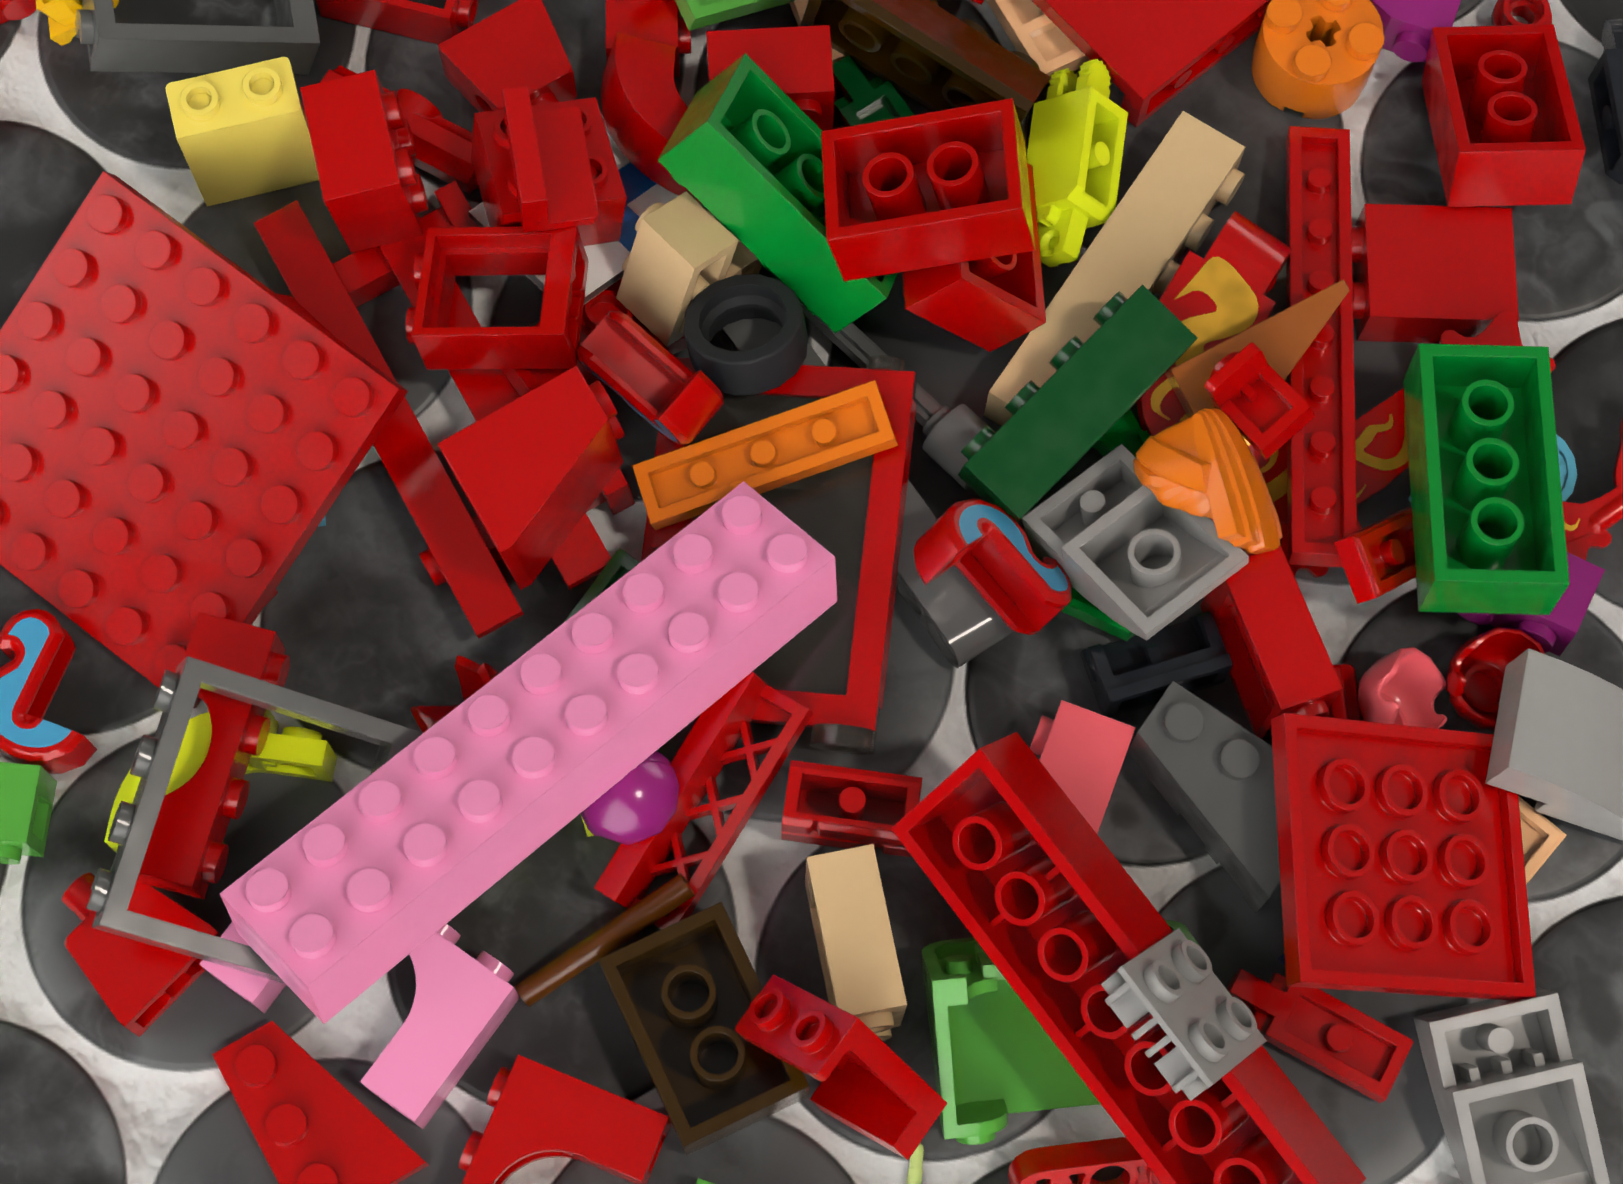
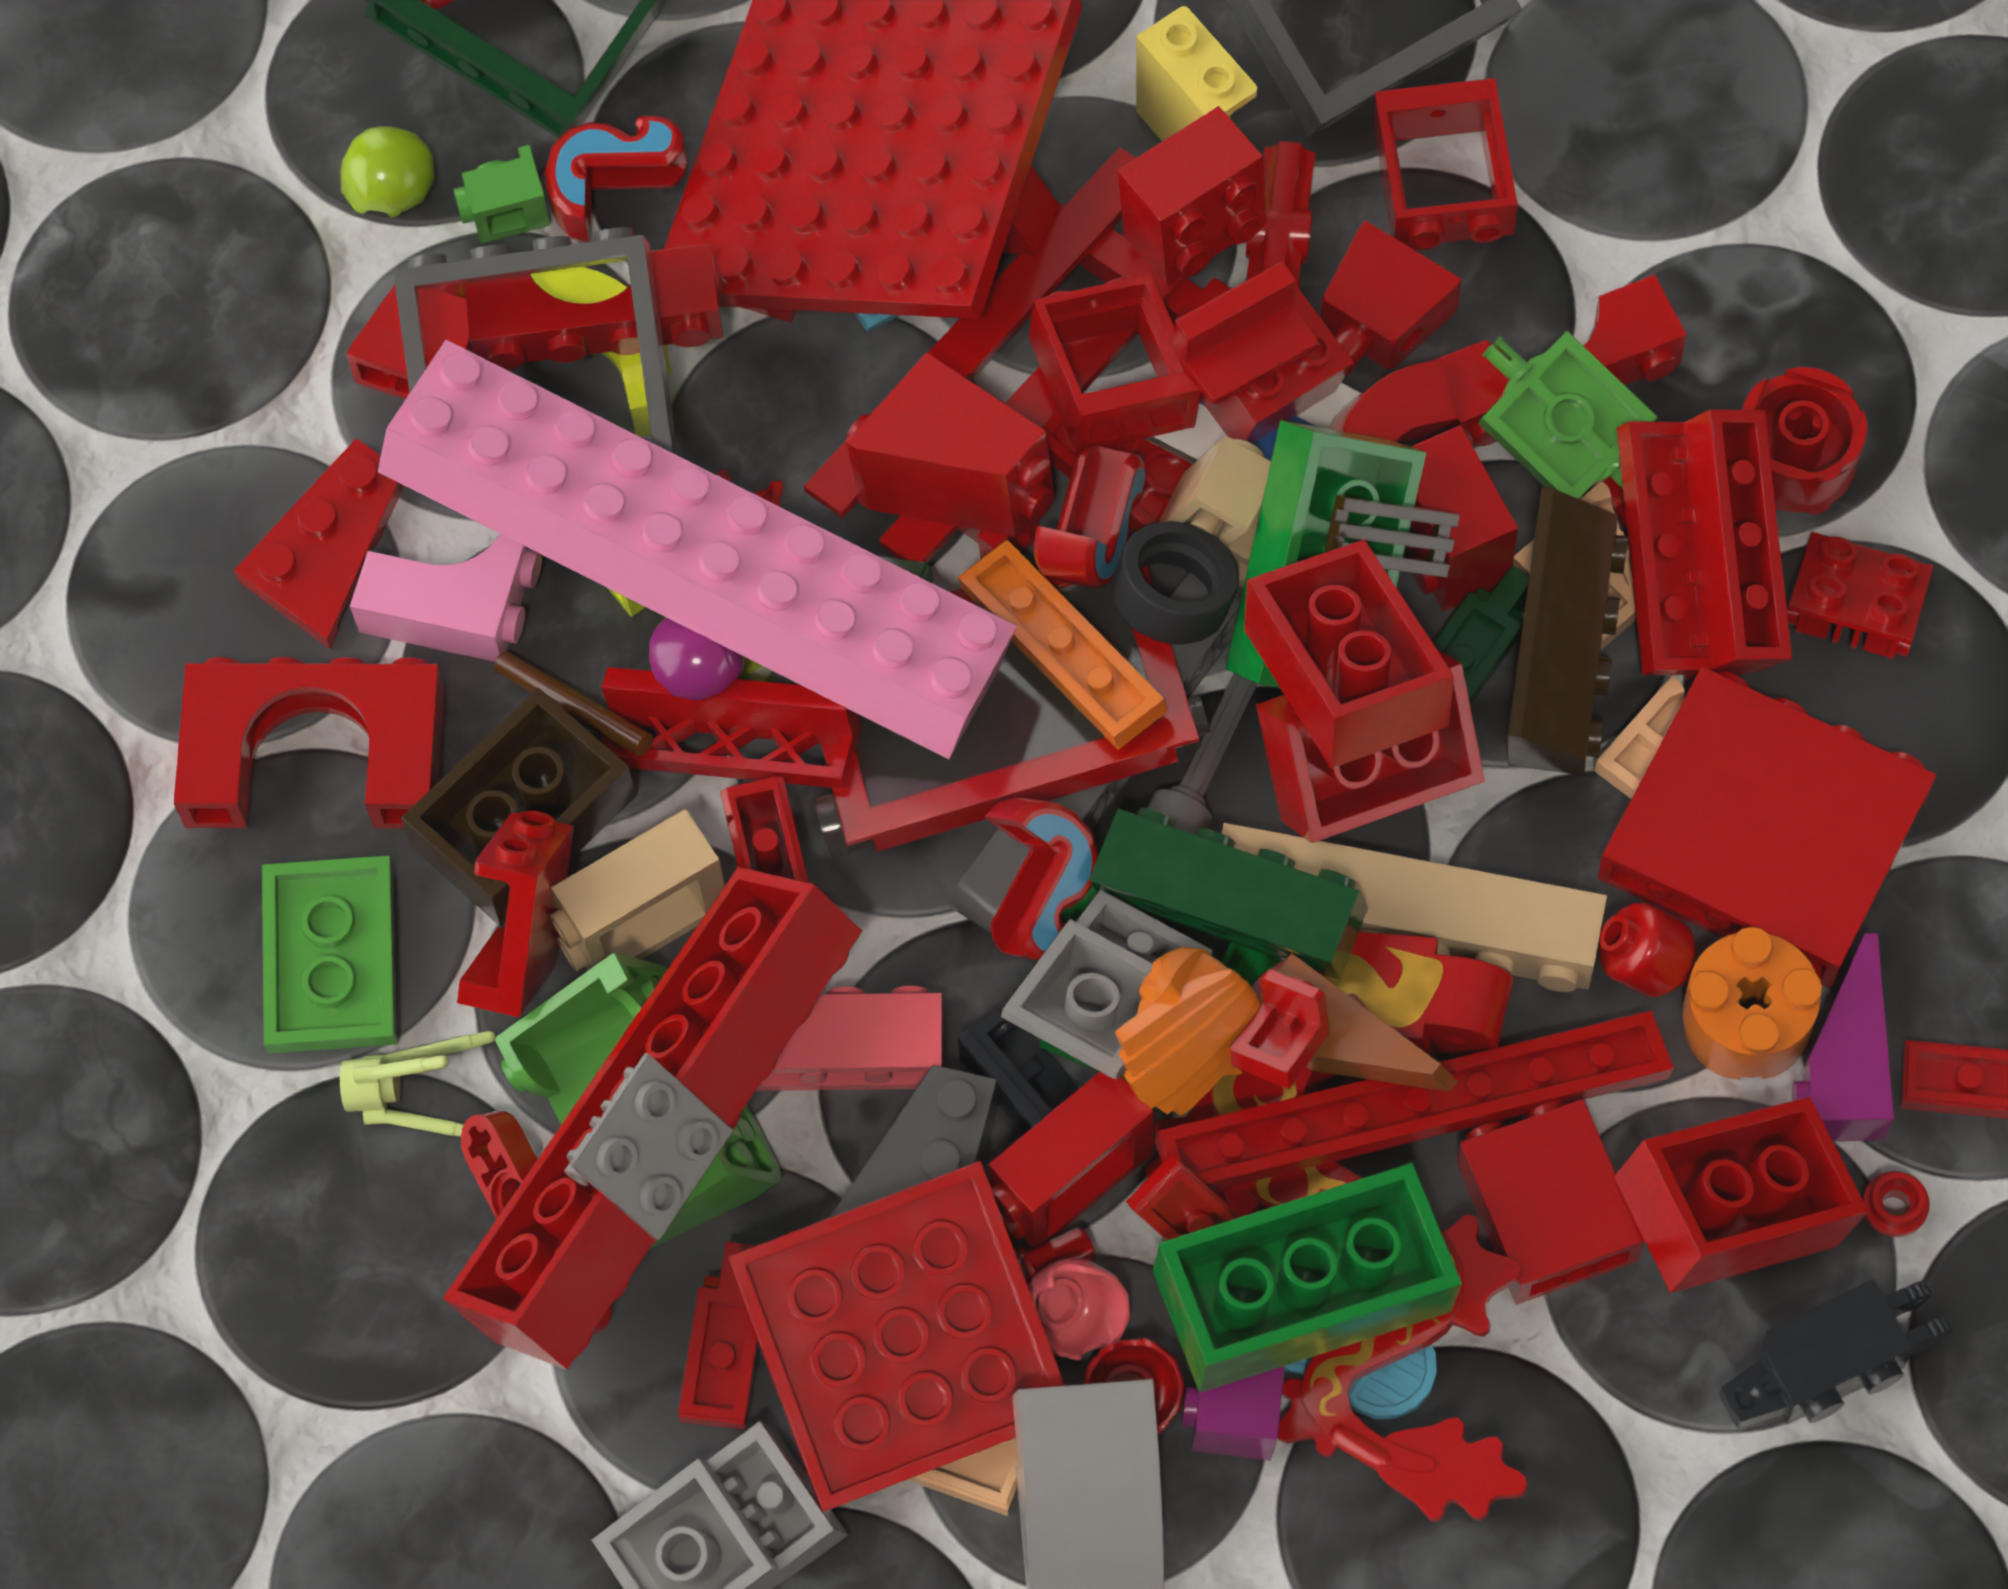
camera: 75 degrees right, 5 degrees down
(822, 99) = (1437, 543): none -> tile
(1075, 159) = (1512, 818): neon yellow hinge -> none
(1239, 101) = (1647, 950): none -> red head

